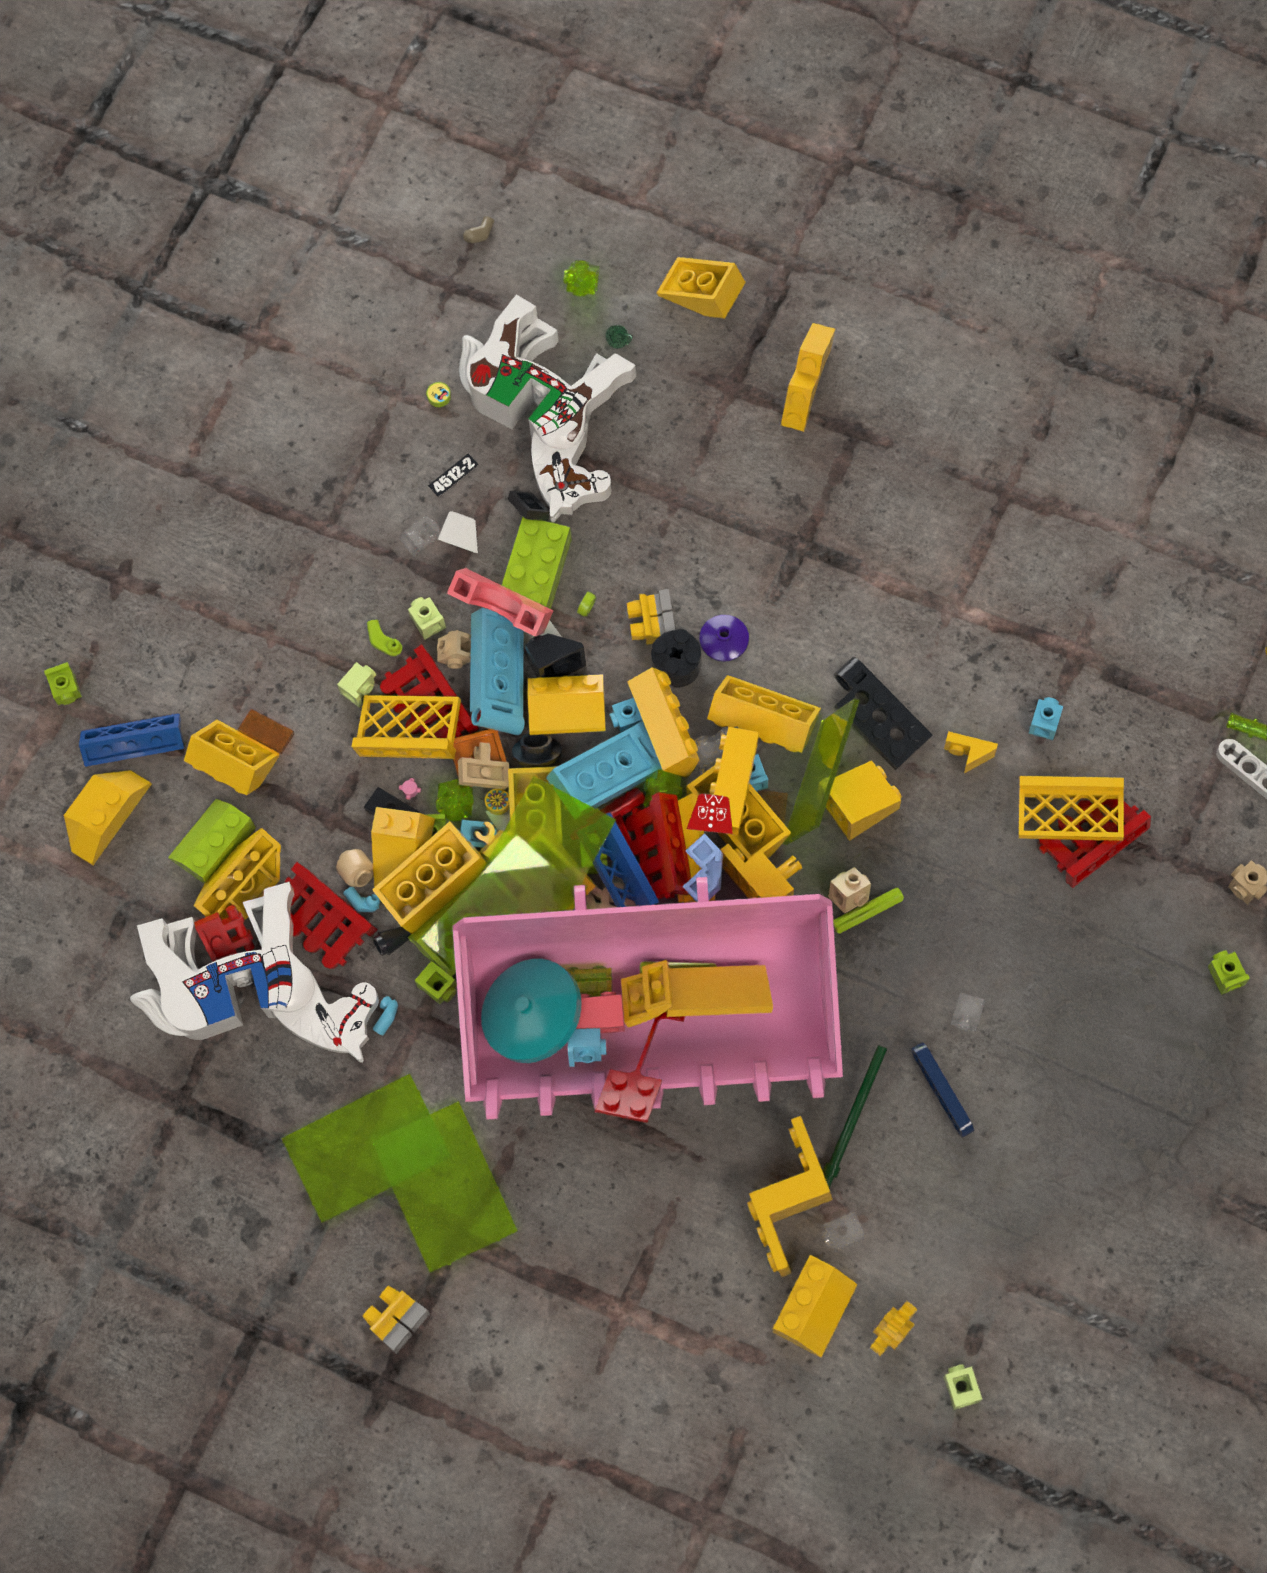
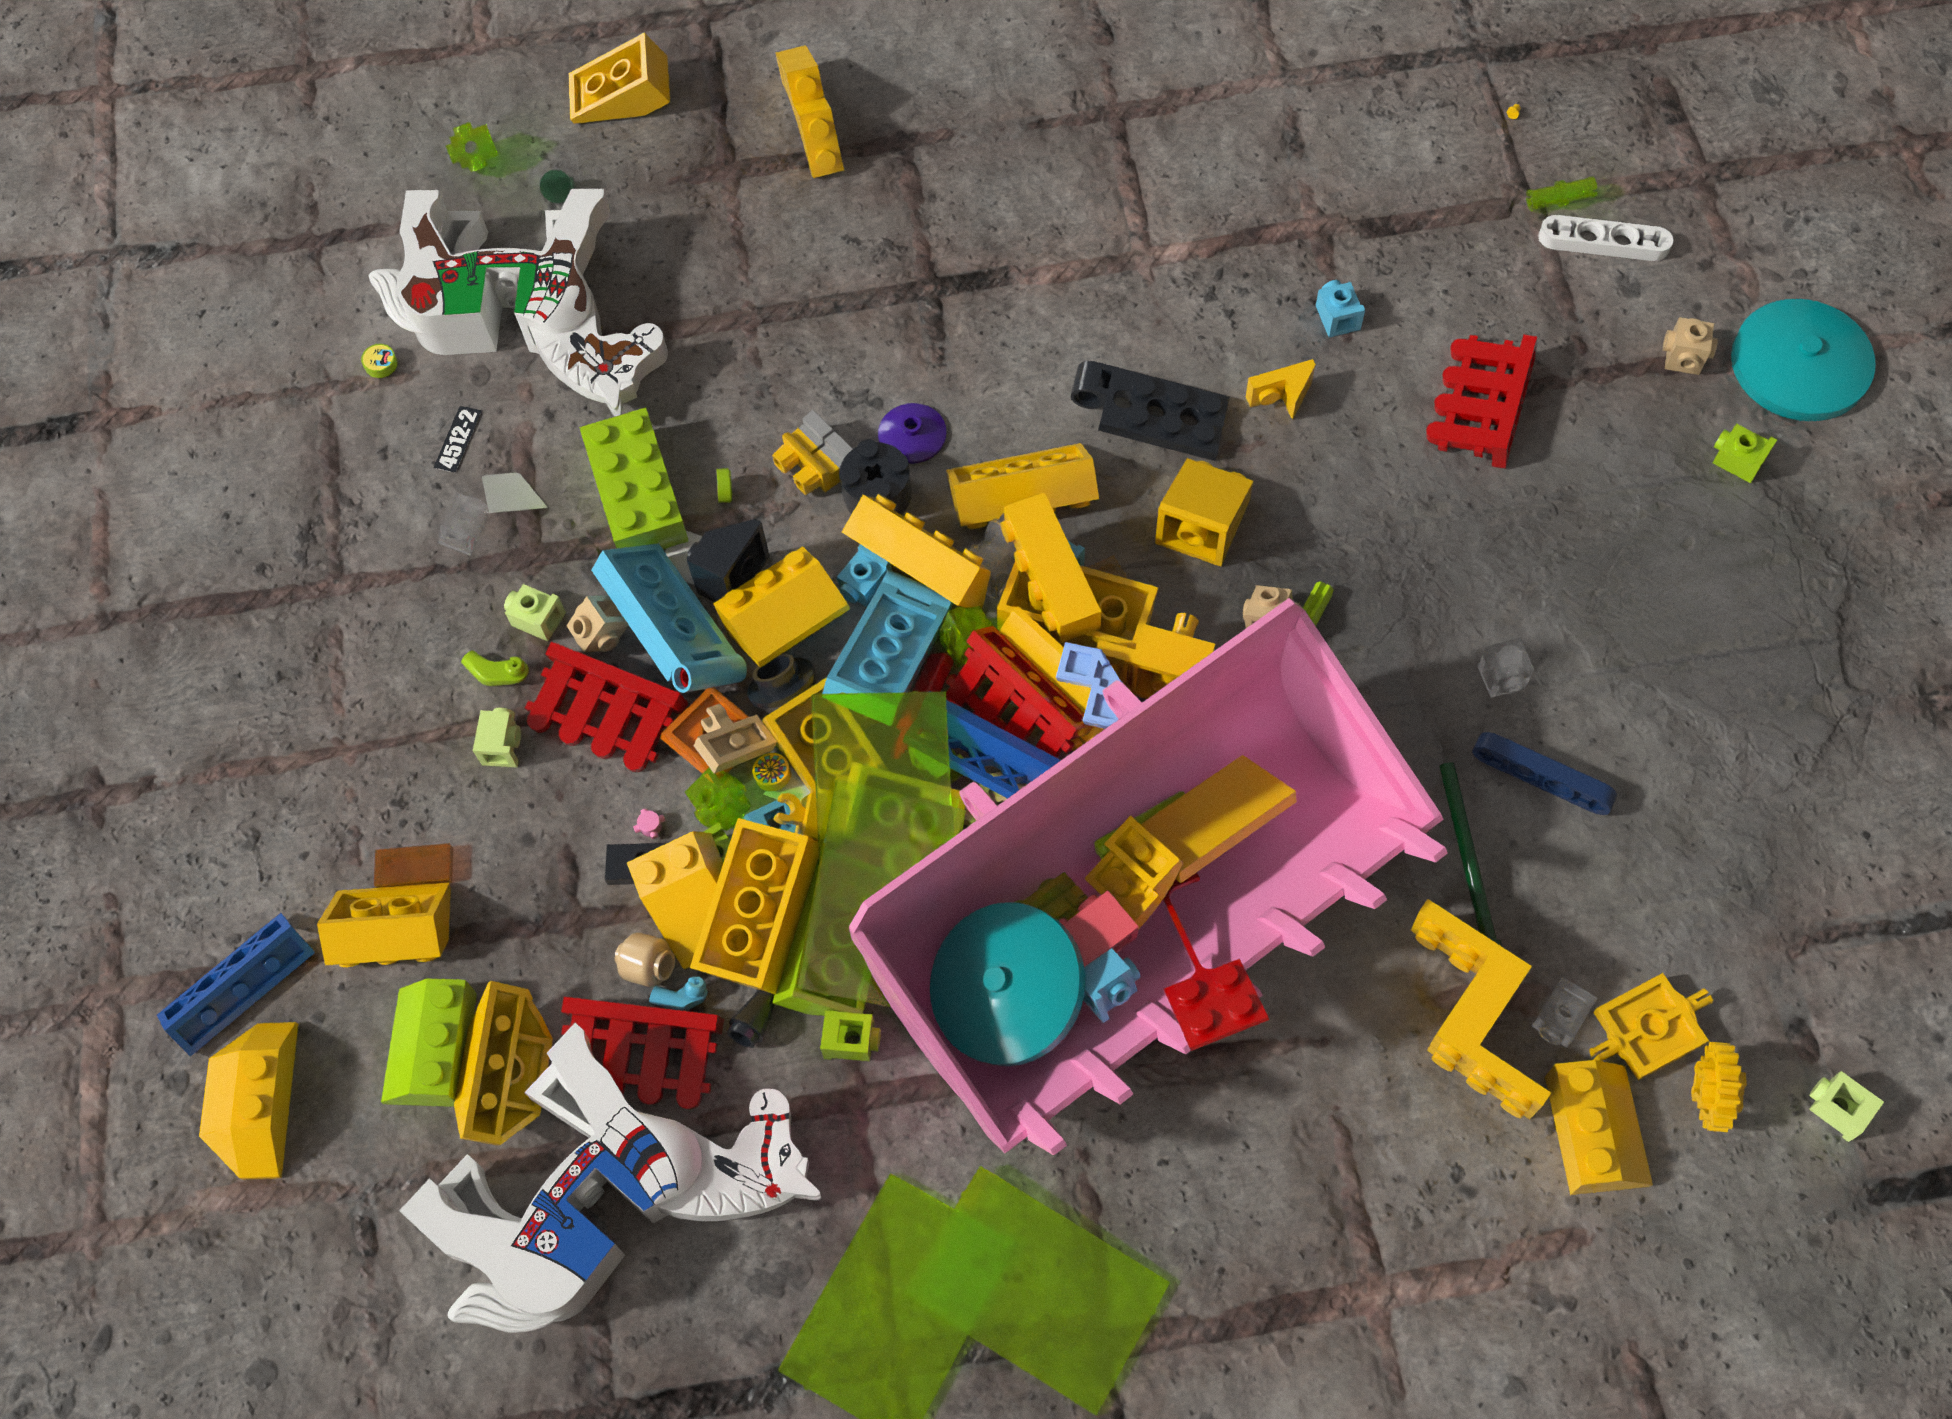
camera: 35 degrees left, 5 degrees down
(62, 675) = (93, 969): lime brick -> none
(215, 934) = (515, 1160): red plate -> none
(387, 1017) = (813, 1118): medium azure arm -> none
(407, 746) = (606, 775): yellow fence -> none
(479, 233) = (313, 166): dark tan arm -> none
(488, 594) = (620, 530): coral arch -> none
(528, 505) = (577, 414): black plate -> none
(711, 814) = (1058, 615): red sticker -> none
(821, 771) = (1146, 496): clear neon green piece -> none
(888, 1272) = (1651, 1026): none -> yellow plate
(1076, 788) = (1429, 362): yellow fence -> none

